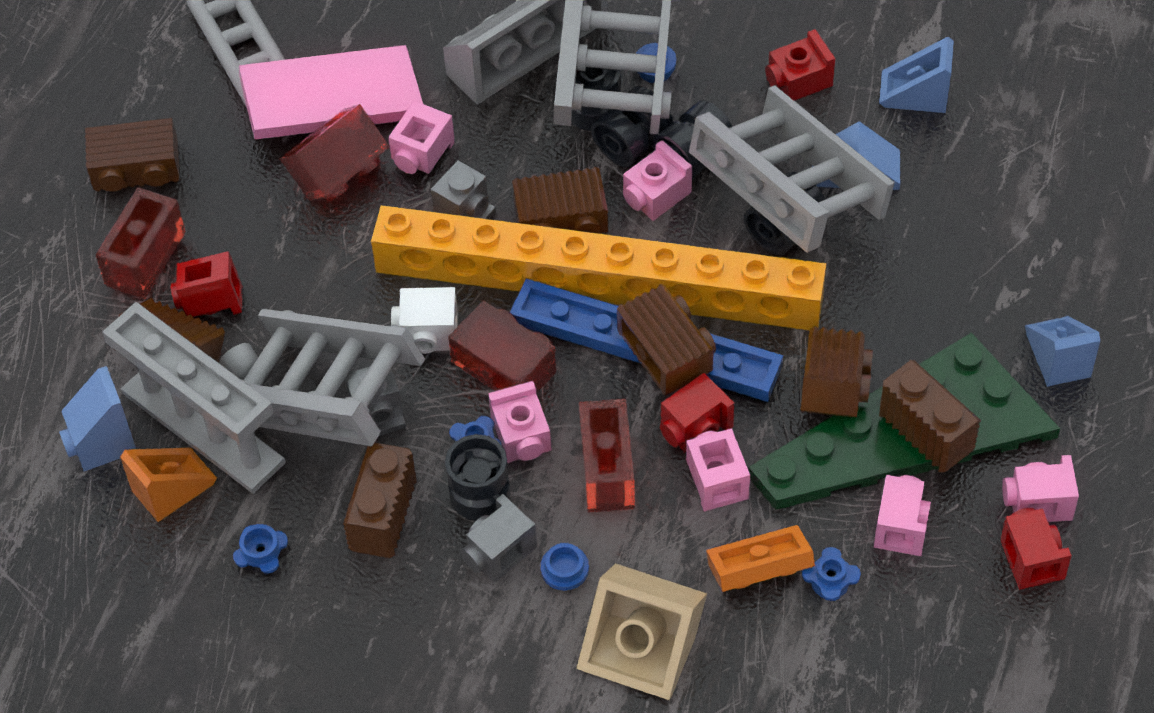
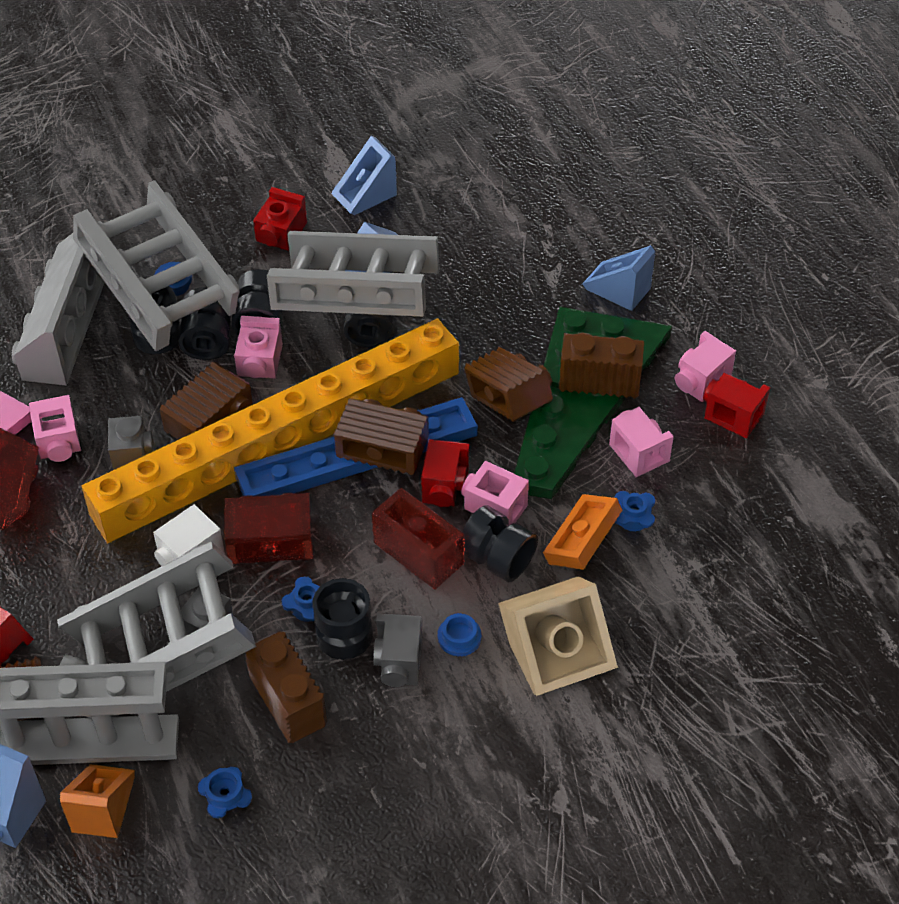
camera: 45 degrees left, 5 degrees down
(520, 422) = (328, 559): bright pink brick -> none
(671, 512) = (501, 545): none -> black wheel

